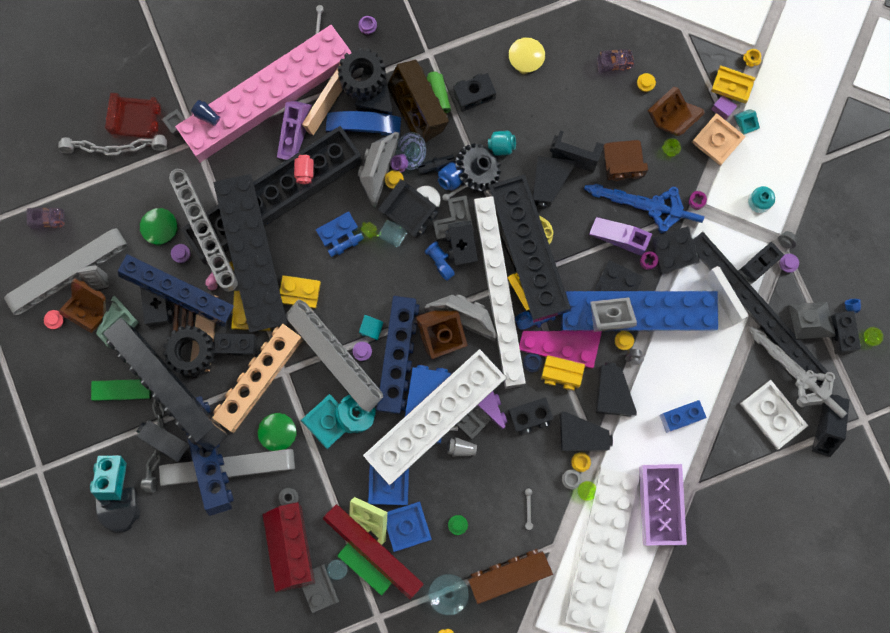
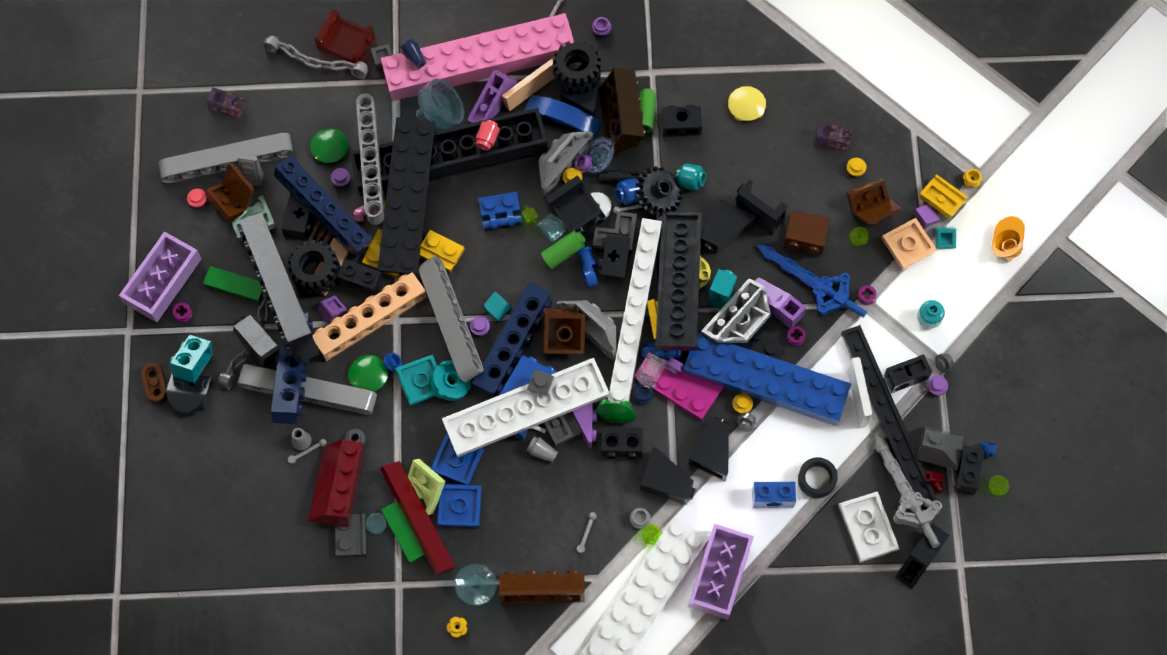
camera: 20 degrees right, 10 degrees down
(49, 409) = (160, 277): none -> lavender brick
(76, 432) = (187, 316): none -> magenta bush
(81, 513) = (154, 384): none -> reddish brown plate
(219, 382) = (330, 309): none -> medium lavender slope
(238, 536) = (292, 459): none -> light grey hinge
(244, 516) = (302, 442): none -> light grey cone
(248, 153) = (440, 104): none -> clear light blue piece
(295, 413) = (392, 361): none -> blue plate
(412, 252) = (563, 249): none -> bright green brick
(440, 390) = (540, 382): none -> dark grey plate
(458, 525) = (510, 522): green plate -> none
(516, 392) = (616, 412): none -> green dish
(534, 341) = (651, 370): none -> clear brick
(552, 328) = (674, 365): none -> medium lavender plate
(562, 372) = (669, 412): yellow brick -> none
(570, 241) = (722, 288): none -> teal brick
(581, 462) = (655, 505): yellow plate -> none
(596, 261) = (740, 315): none -> light grey wedge
(612, 314) = (736, 369): light grey slope -> none
(675, 250) = (826, 334): black plate -> none
(699, 386) = (828, 466): none -> black tyre
(805, 104) = (1008, 238): none -> light orange piece
(817, 351) = (935, 480): none -> dark red arm

